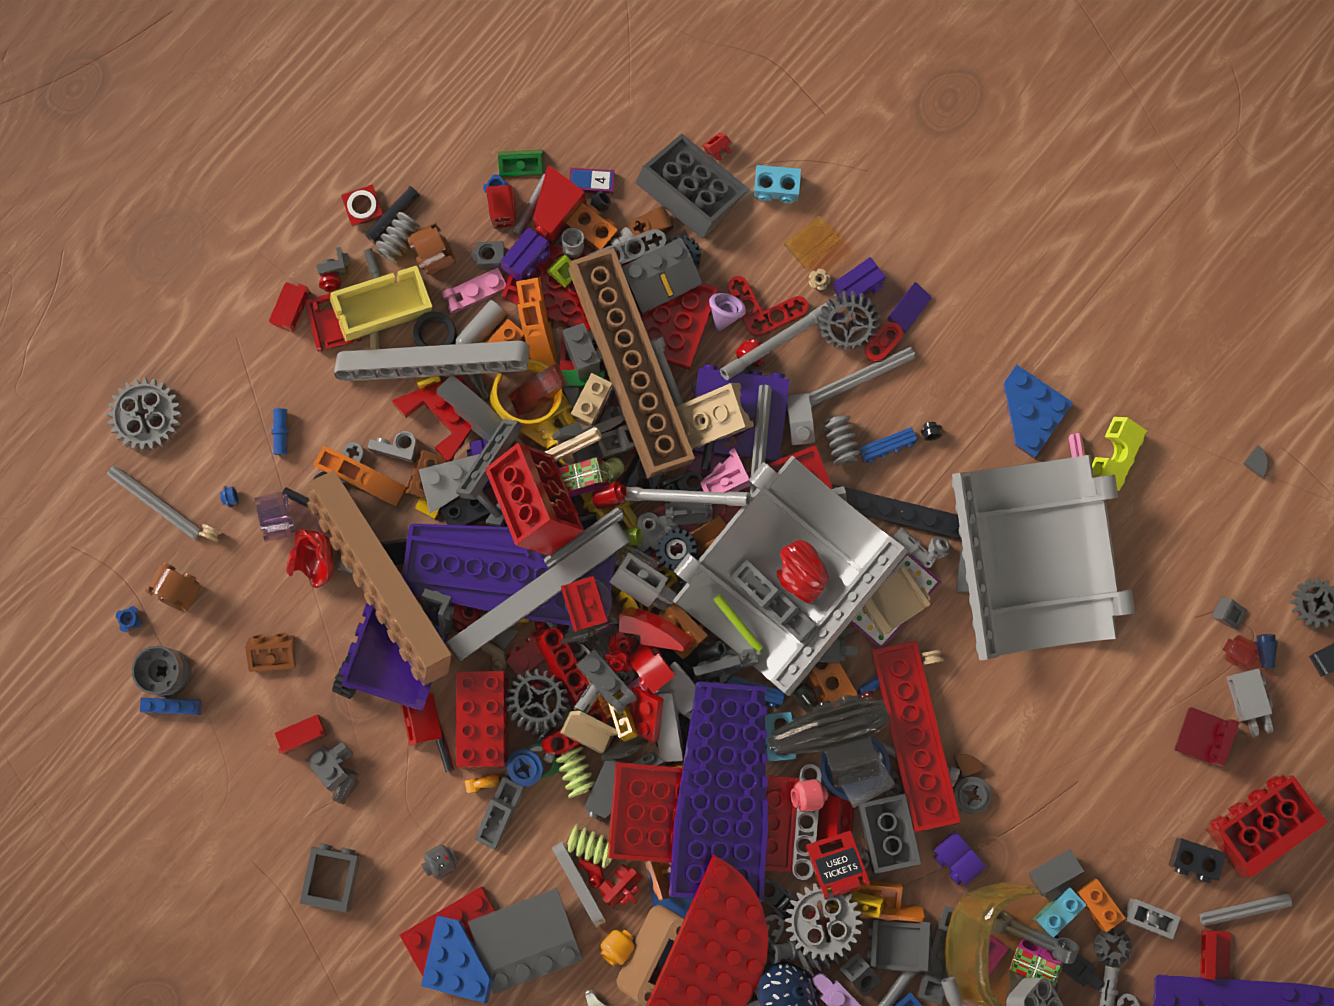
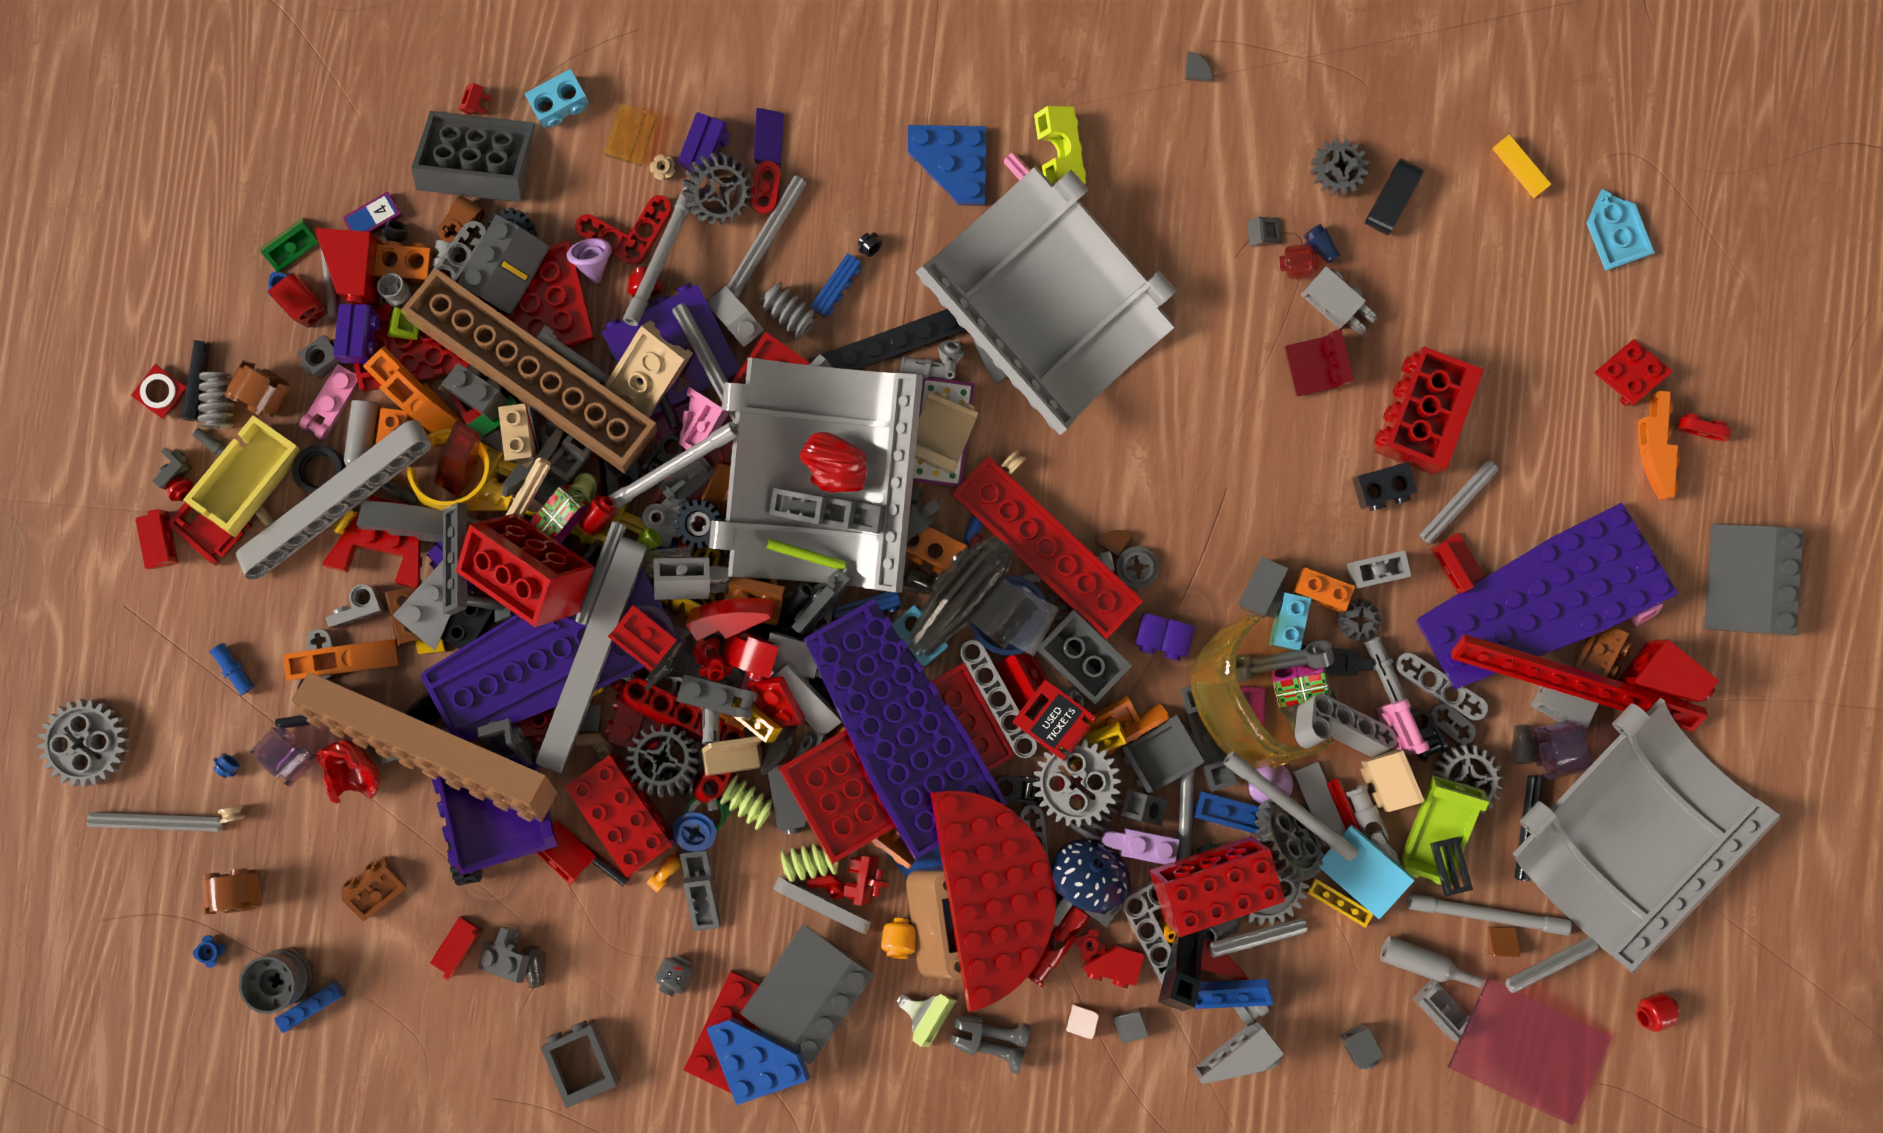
camera: 45 degrees left, 5 degrees up
(782, 951) = (1056, 836): dark grey bush -> none
(809, 795) = (984, 673): coral head -> none

